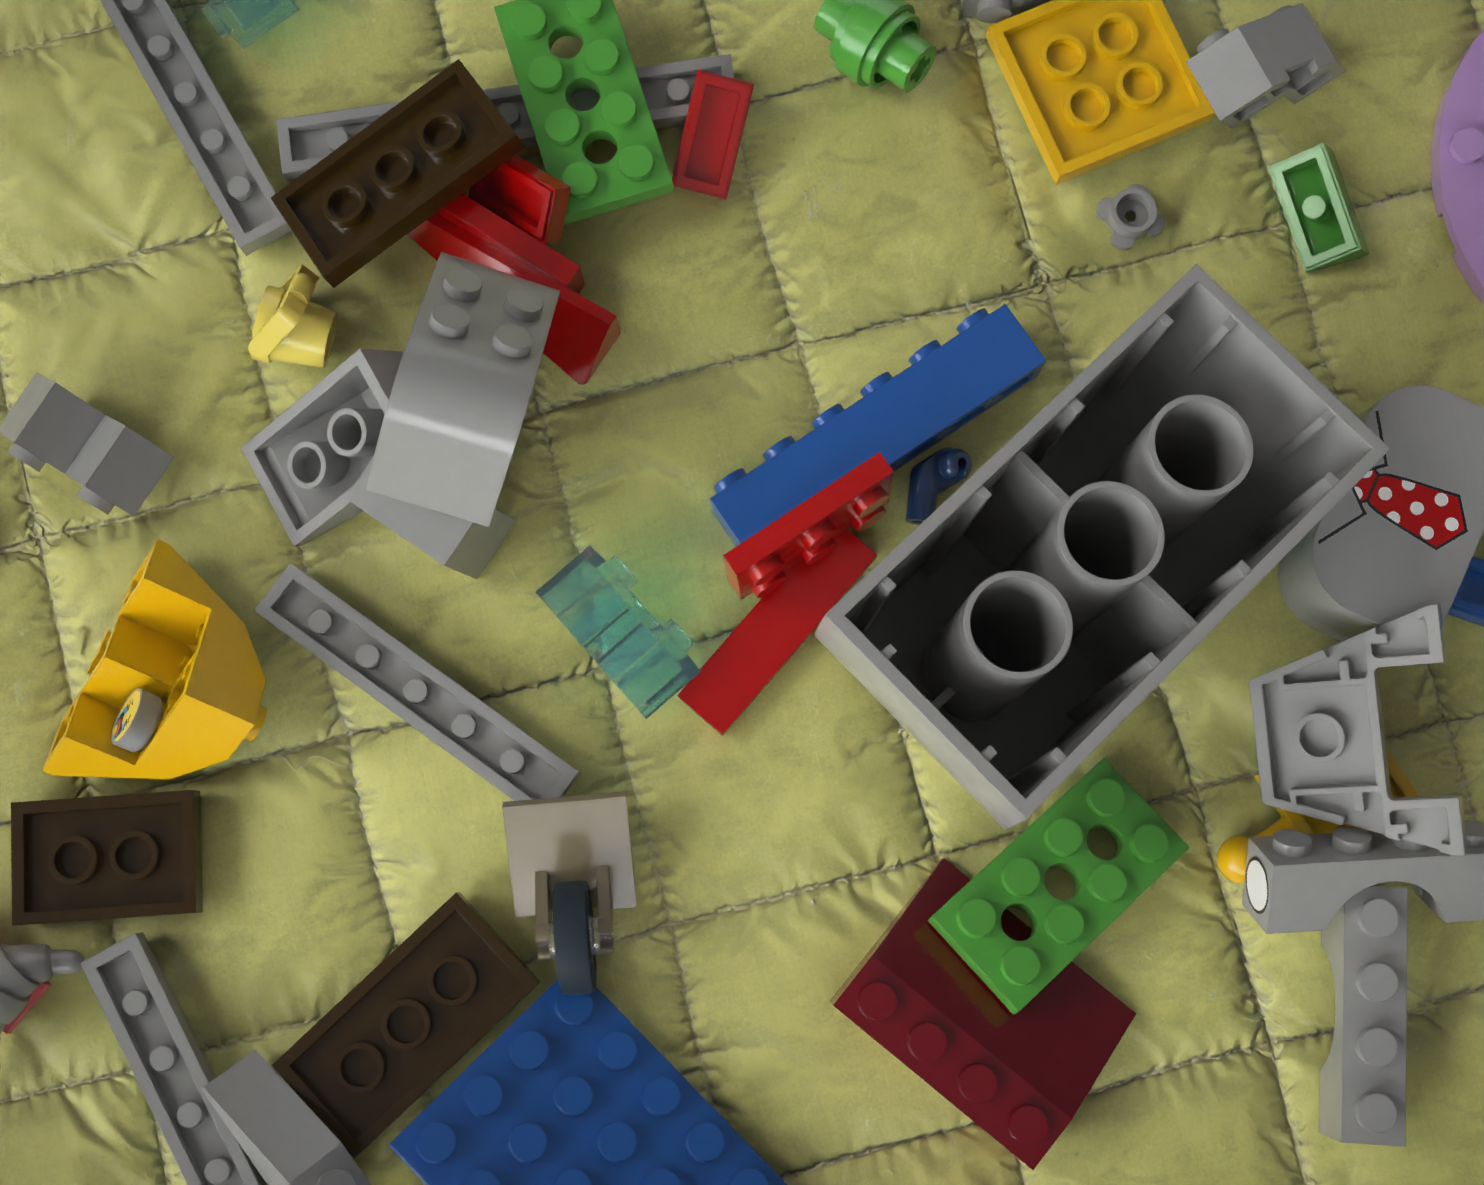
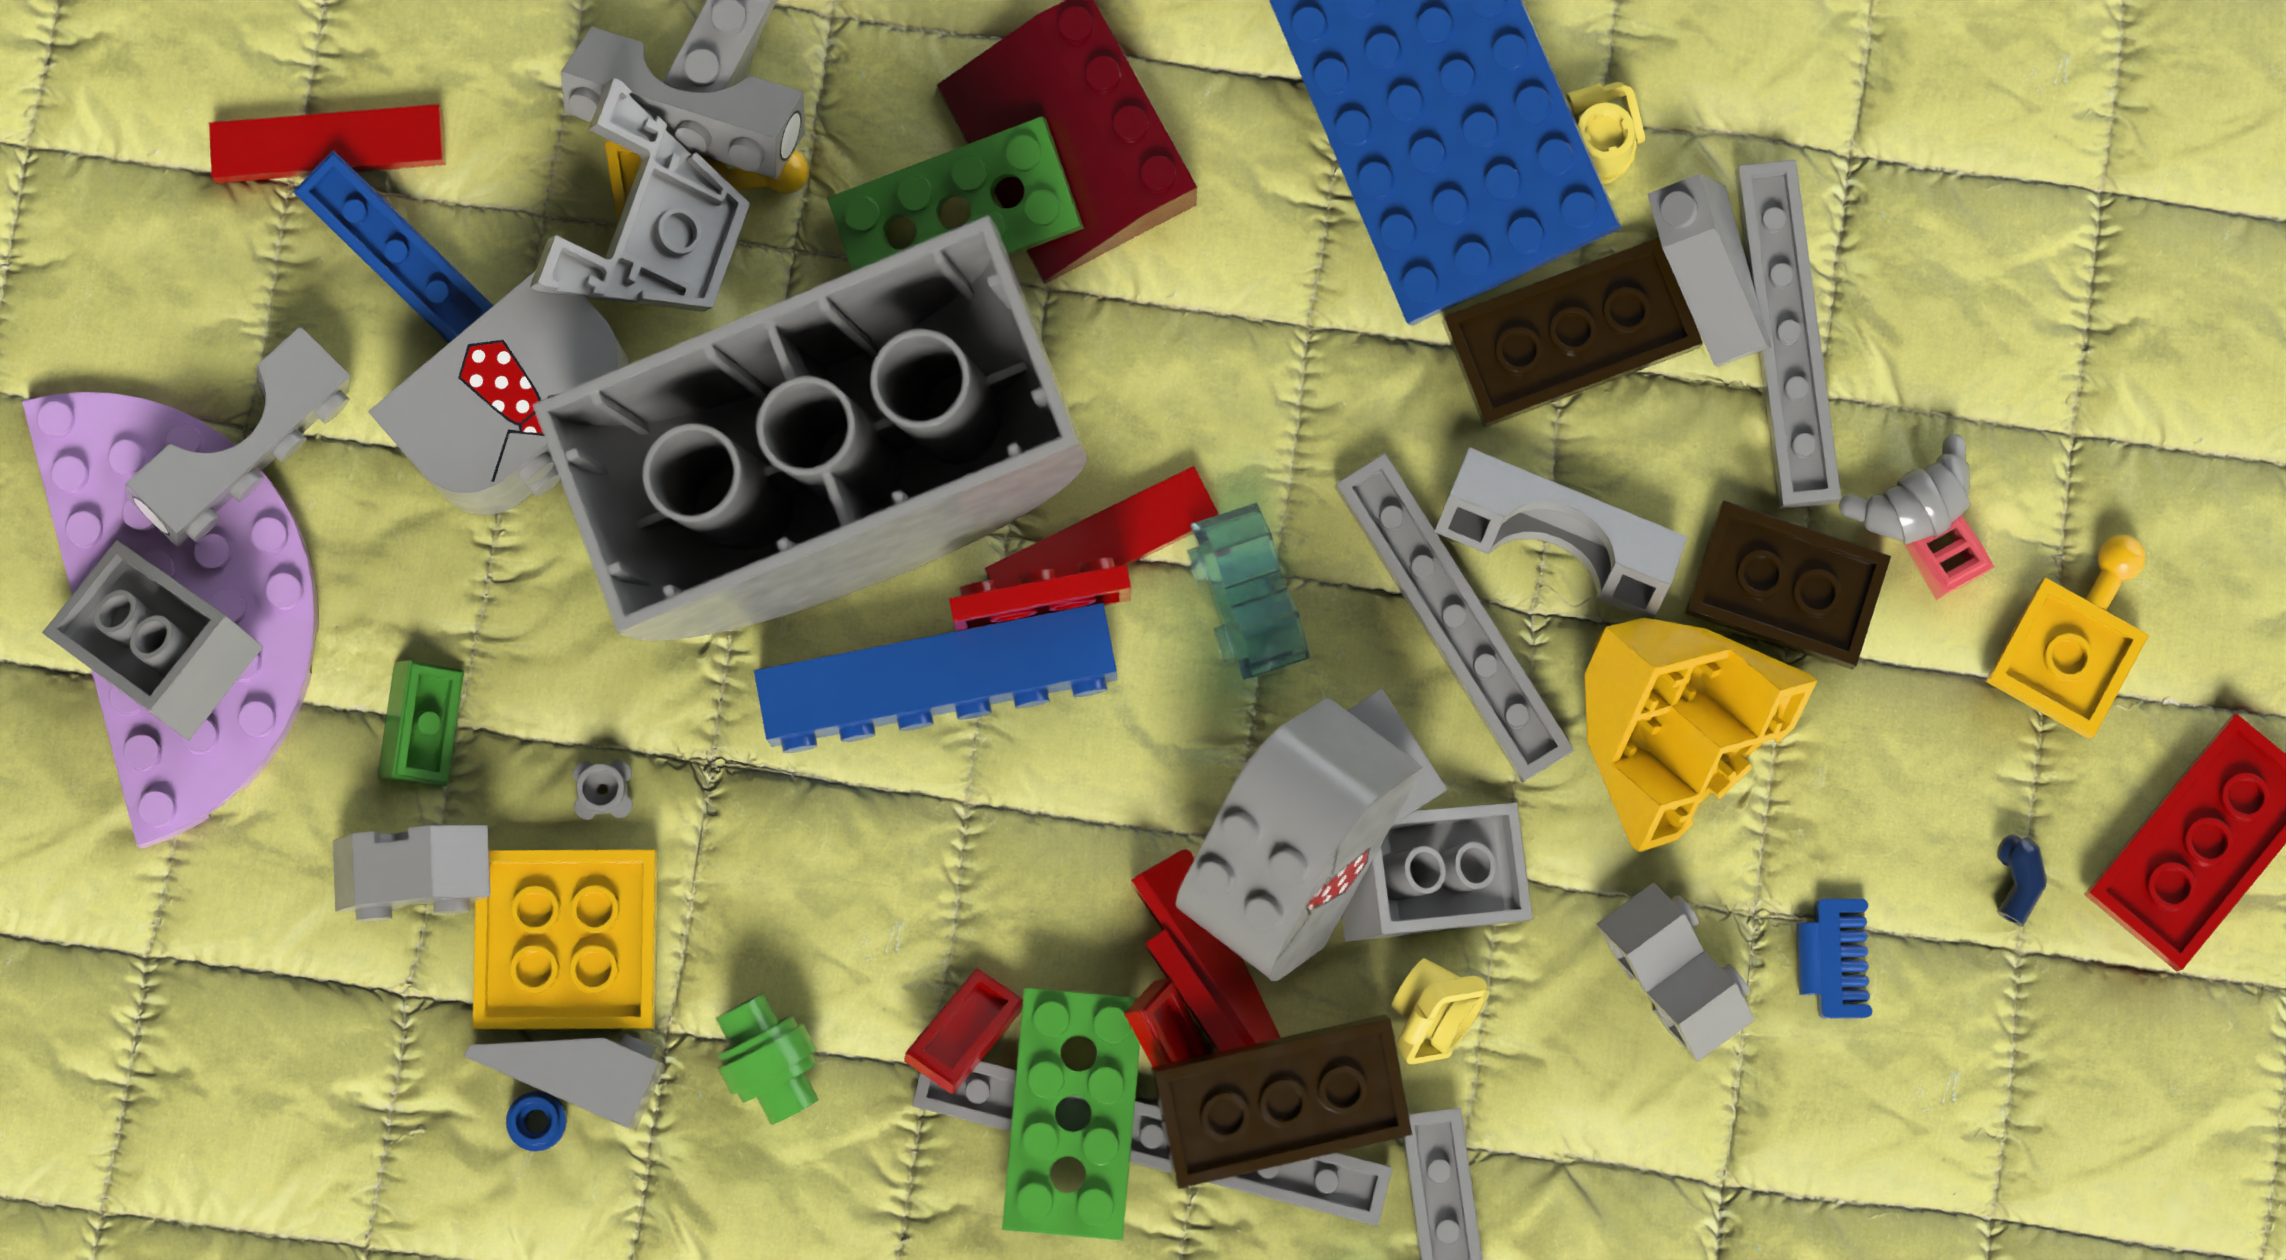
camera: 160 degrees left, 0 degrees up
(137, 720) = (1714, 685): light grey tile -> none
(266, 814) = (1623, 552): none -> light grey arch
(567, 861) = (1373, 408): dark tan plate -> none
(933, 477) = (902, 620): dark blue arm -> none

